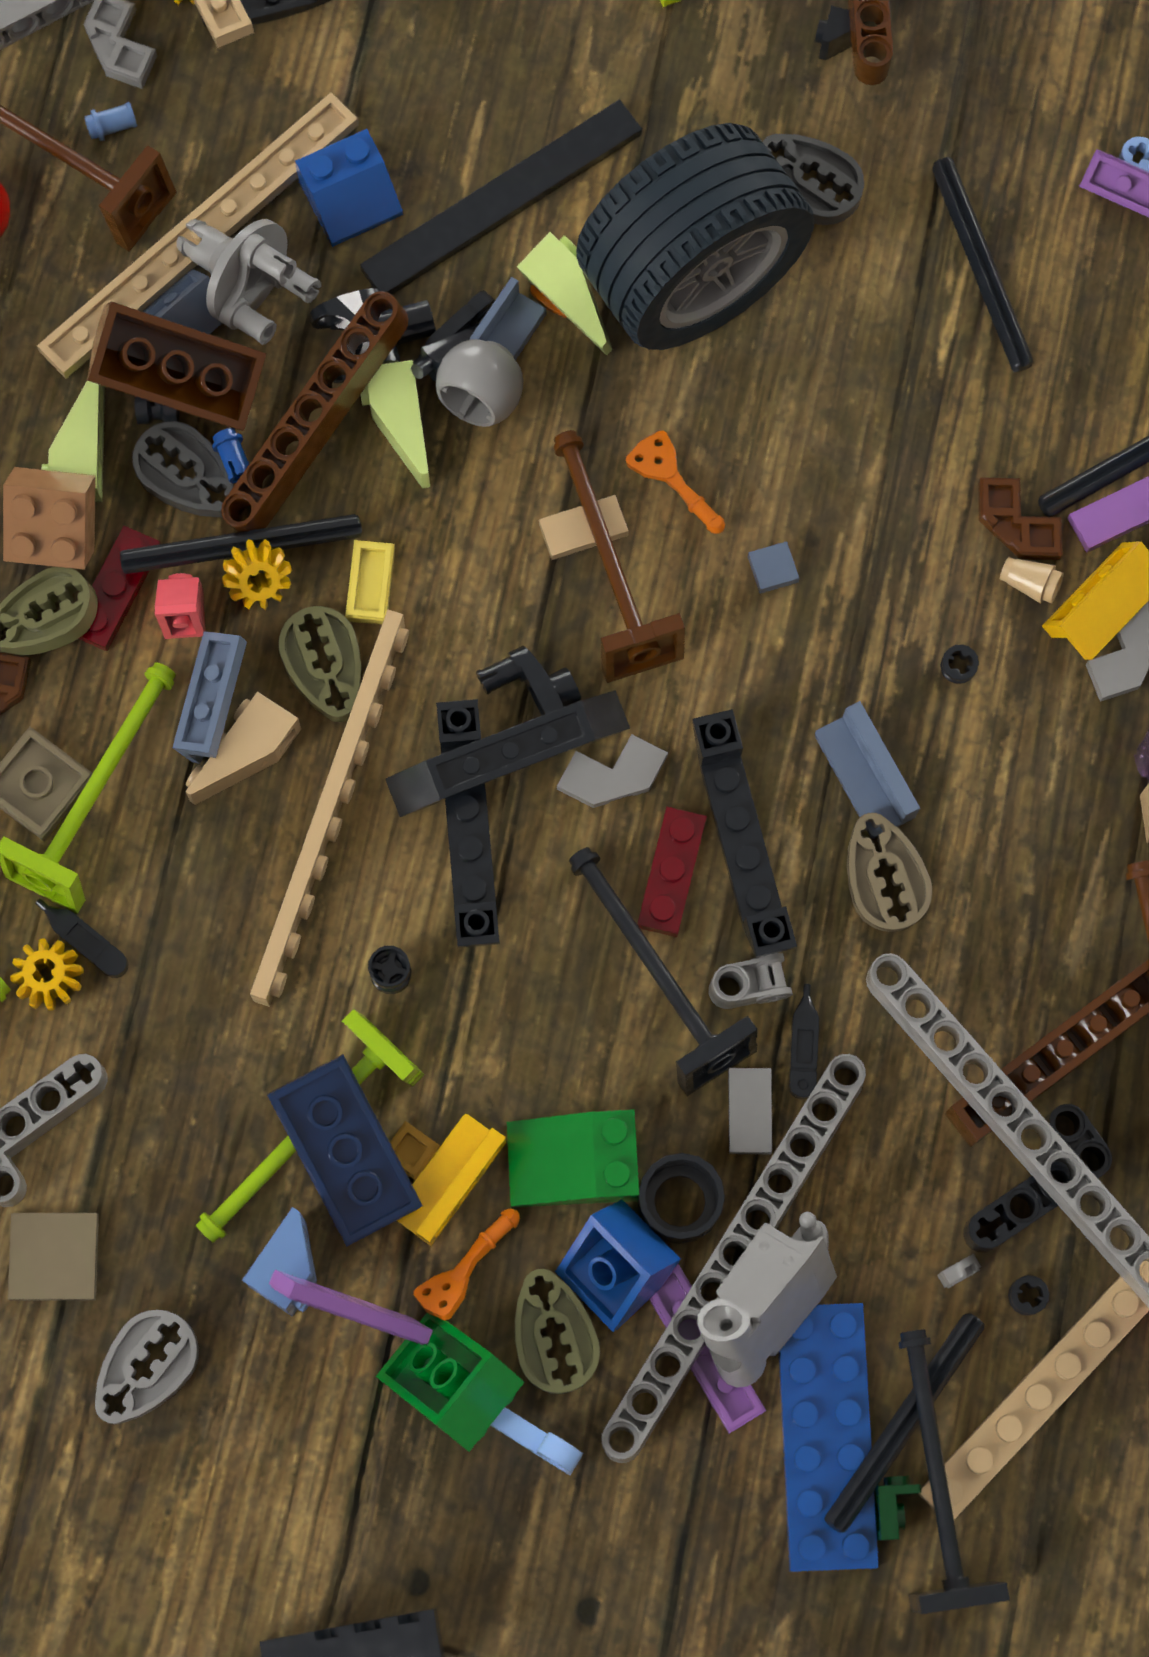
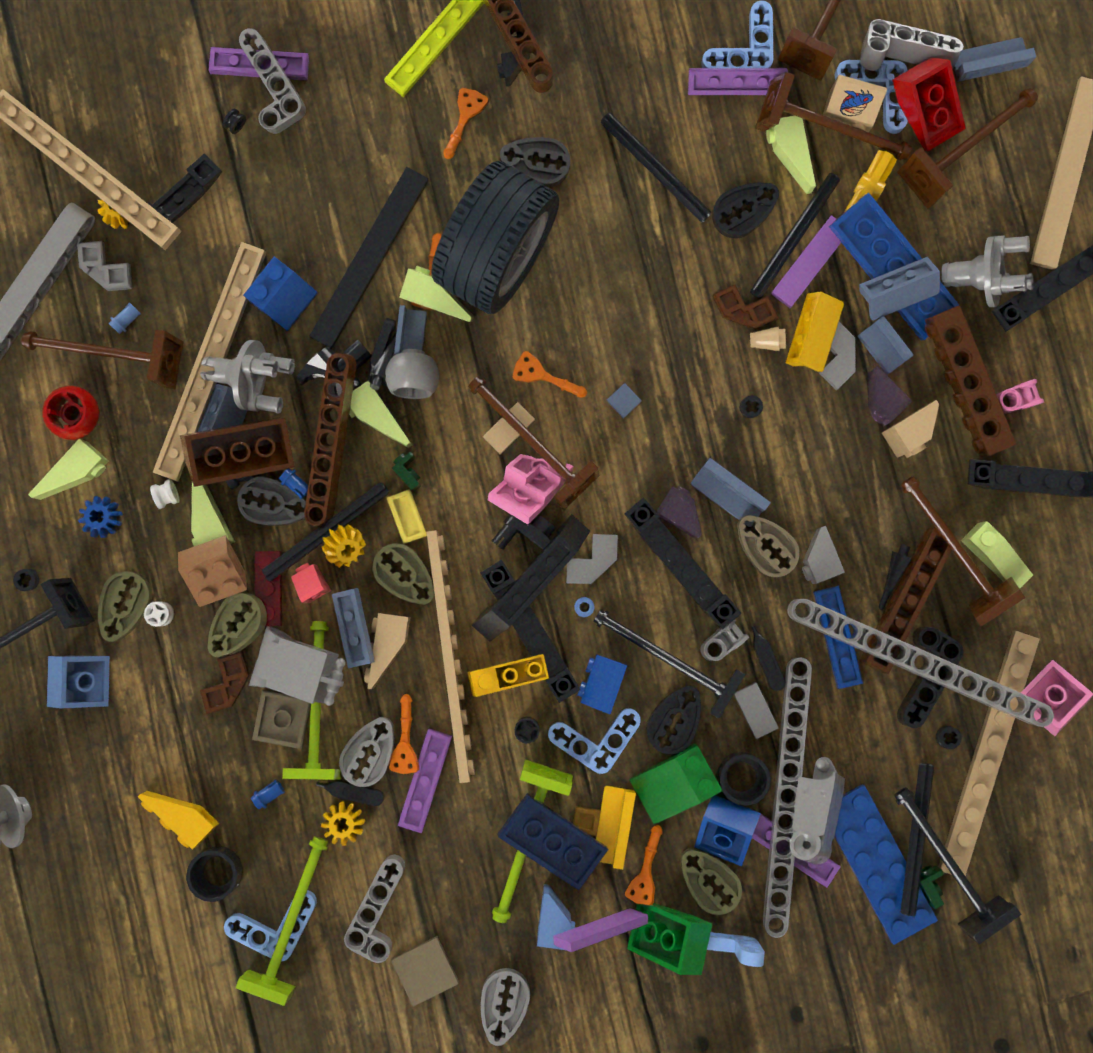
camera: 25 degrees left, 10 degrees up
(38, 384) = (164, 494): none -> white wheel
(97, 712) = (297, 668): none -> light grey piece
(119, 879) = (355, 748): none -> light grey piece
(196, 906) = (404, 745): none -> orange piece
(199, 974) = (425, 780): none -> medium lavender tile
(400, 874) = (507, 675): none -> yellow slope
(401, 523) = (409, 476): none -> dark green bracket
(475, 1051) = (595, 750): none -> light blue beam
(537, 953) = (602, 683): none -> blue slope
(561, 821) = (577, 607): none -> medium blue pin
(565, 619) = (527, 487): none -> bright pink slope
(601, 1050) = (661, 716): none -> black piece
(671, 871) = (651, 599): dark red plate -> none
(741, 68) = (465, 114): none -> orange piece
(777, 761) = (680, 511): none -> clear purple slope
(923, 1083) = (841, 655): none -> blue tile
(958, 932) = (821, 558): none -> light grey slope
(959, 1271) = (905, 745): light grey tile -> none
(1073, 997) = (898, 564): none -> black piece
(1085, 402) = (734, 200): none -> black piece

